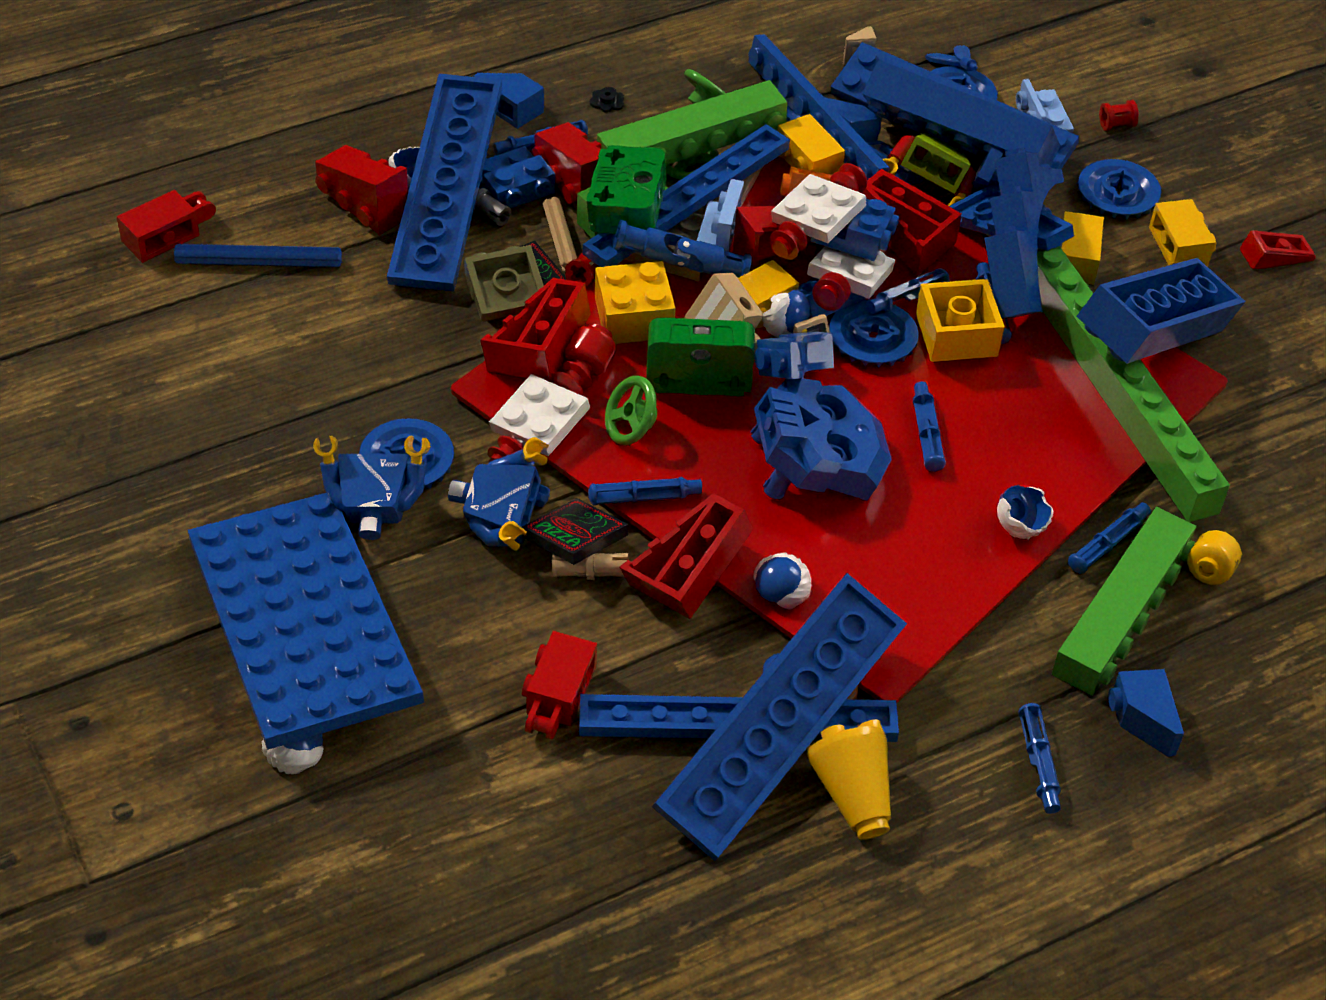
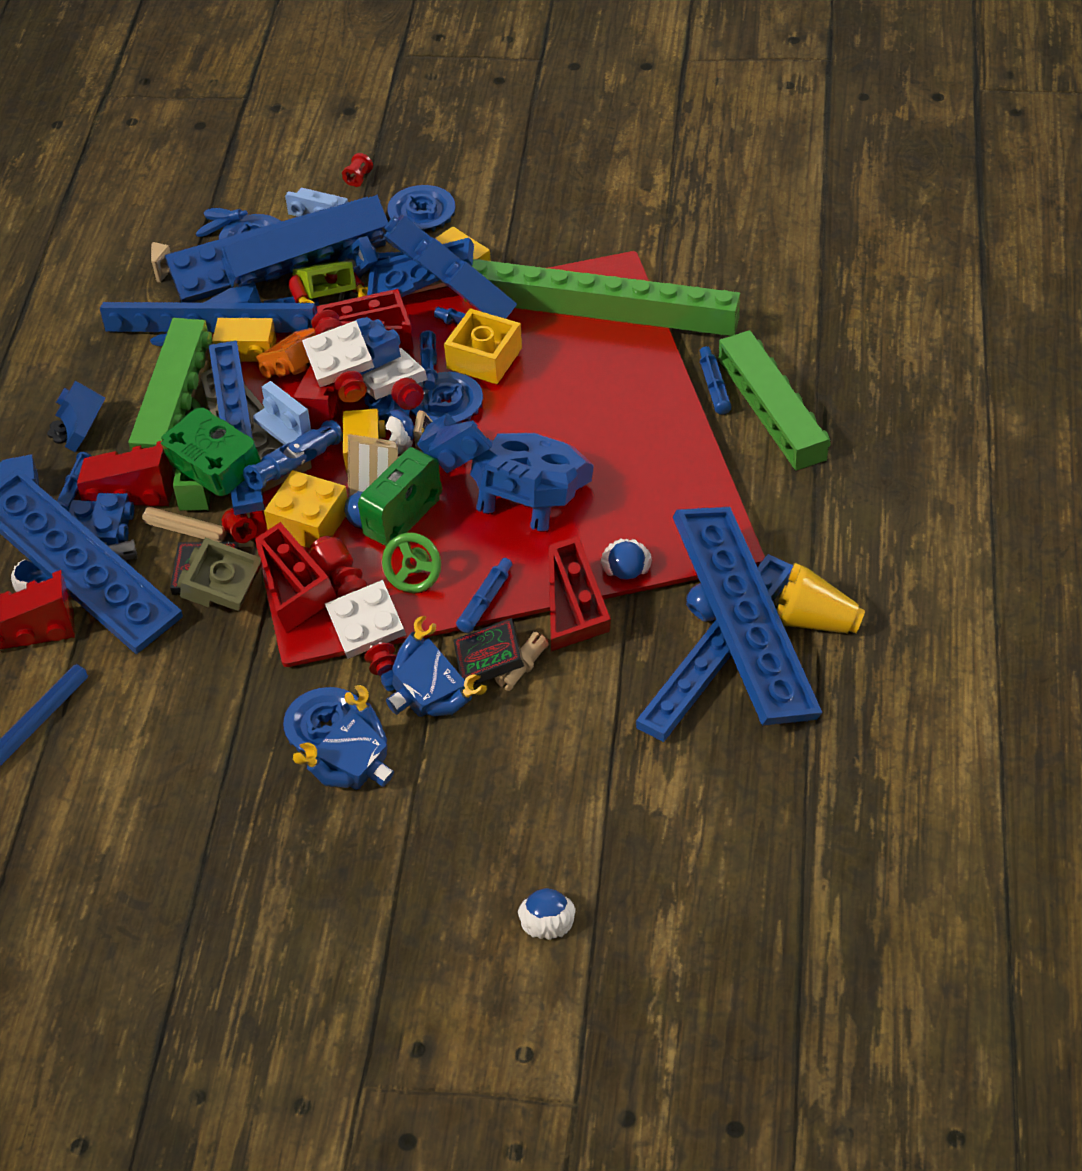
camera: 50 degrees left, 0 degrees up
(303, 620) = (439, 853): blue plate -> none
(560, 677) = (615, 728): red brick -> none
(628, 93) = (78, 412): none -> blue arch
(704, 88) = (124, 366): bright green piece -> none
(928, 428) = (555, 416): blue piece -> none
(1024, 511) = (671, 405): blue hair -> none
(1041, 756) = (859, 508): blue piece -> none
(1147, 709) = (865, 435): blue slope -> none
(1159, 309) = (575, 240): blue brick -> none
(1181, 232) = (494, 201): yellow brick -> none
(1216, 554) = (775, 338): yellow head -> none
(1275, 249) = (543, 168): red slope -> none

